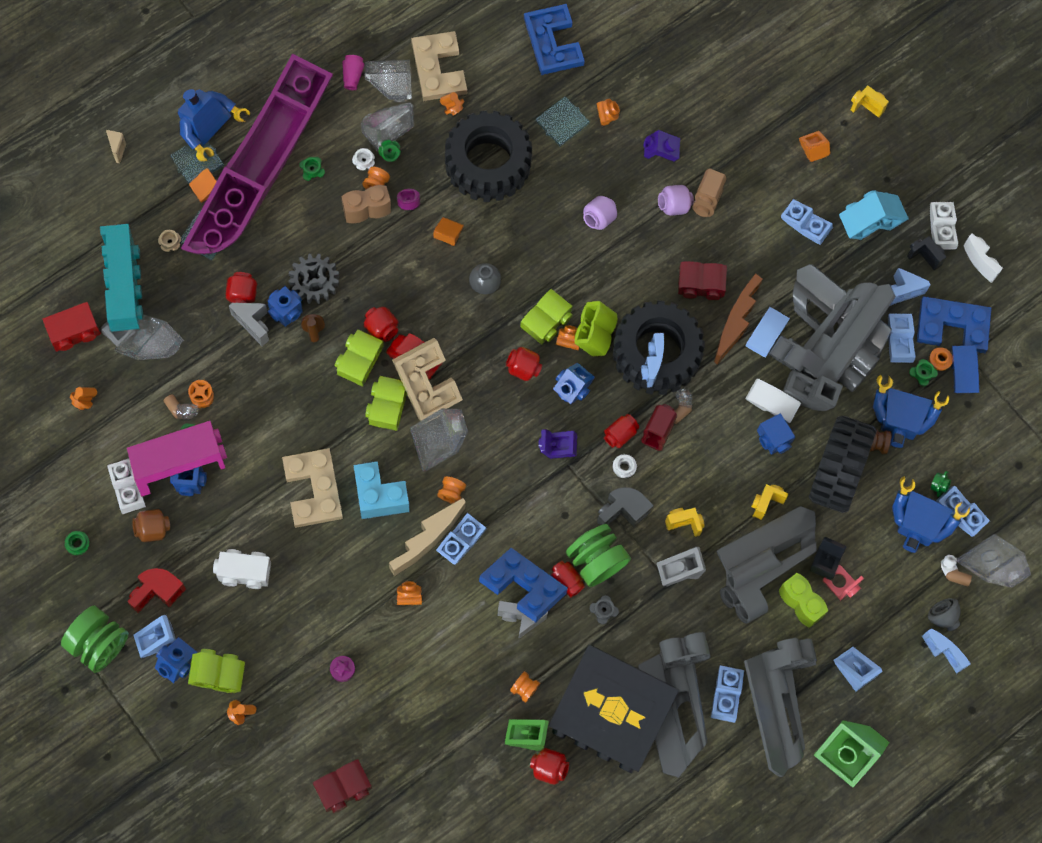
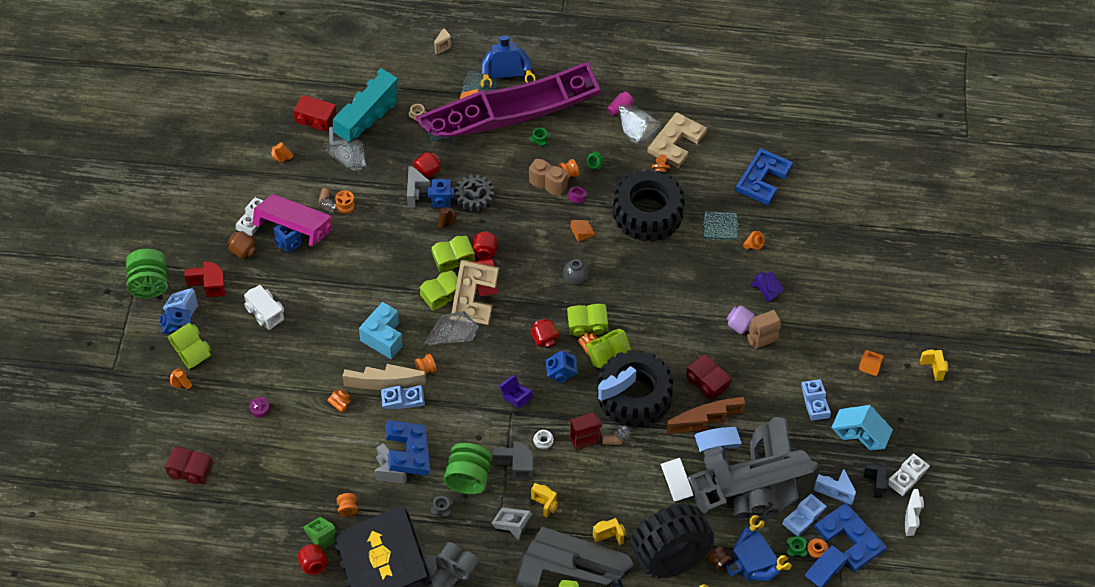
camera: 50 degrees right, 15 degrees down
(74, 536) = (195, 218): green plate -> none
(326, 503) = (364, 296): tan plate -> none
(363, 154) = (575, 150): white plate -> none
(387, 123) = (609, 145): clear slope -> none
(569, 577) = (437, 469): red brick -> none
(600, 212) = (685, 289): lavender head -> none
(621, 431) = (561, 417): red brick -> none
(775, 435) = (656, 498): blue brick -> none

